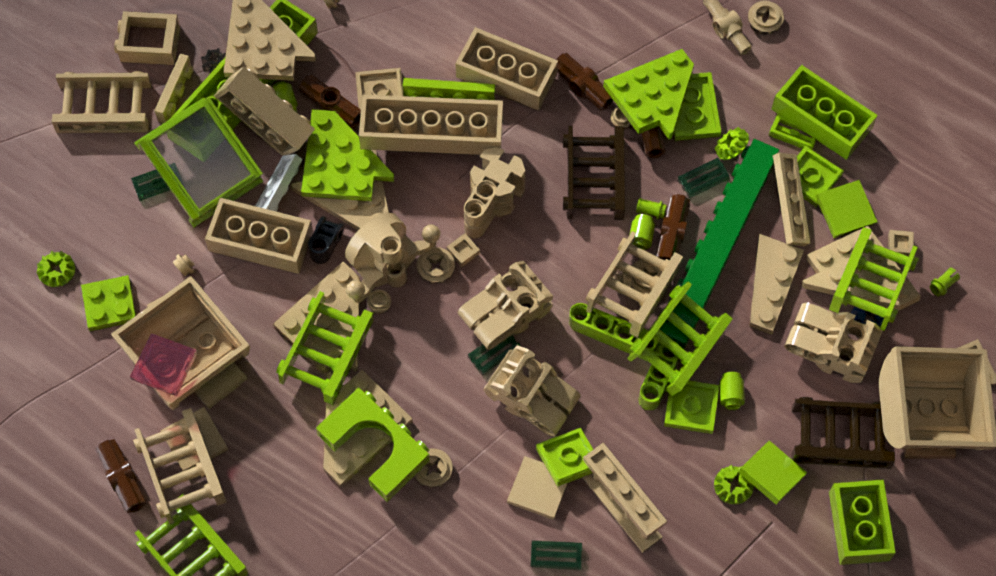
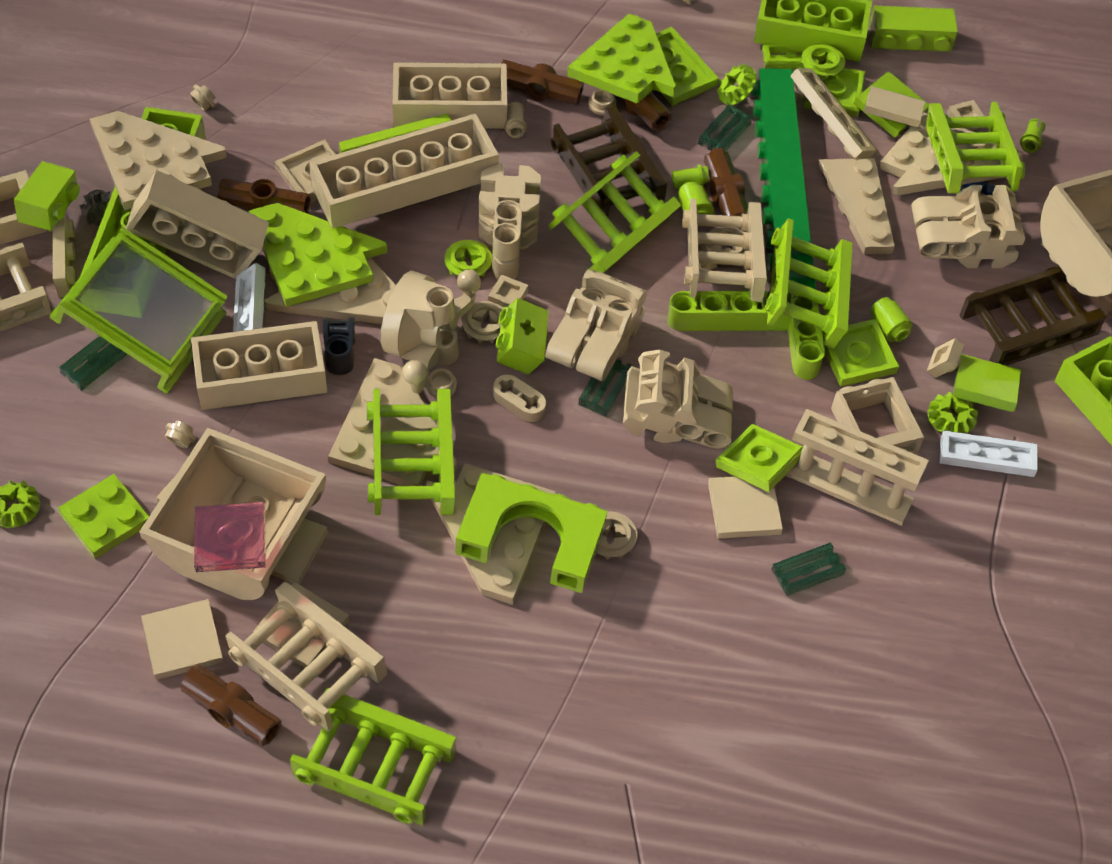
camera: 30 degrees left, 10 degrees down
(114, 414) = (181, 639): none -> tan tile
(177, 44) = (46, 196): none -> lime brick
(432, 332) = (519, 398): none -> tan beam
(444, 202) = (475, 250): none -> lime gear
(462, 283) = (522, 336): none -> lime brick
(545, 111) = (515, 124): none -> tan pin
(587, 234) = (639, 225): none -> lime fence
(667, 490) = (878, 391): none -> tan window
(739, 527) = (988, 453): none -> white plate
(753, 439) = (945, 358): none -> tan plate
(811, 141) = (818, 52): none -> lime gear
(841, 214) = (894, 106): none -> tan tile
(905, 148) = (913, 28): none -> lime brick

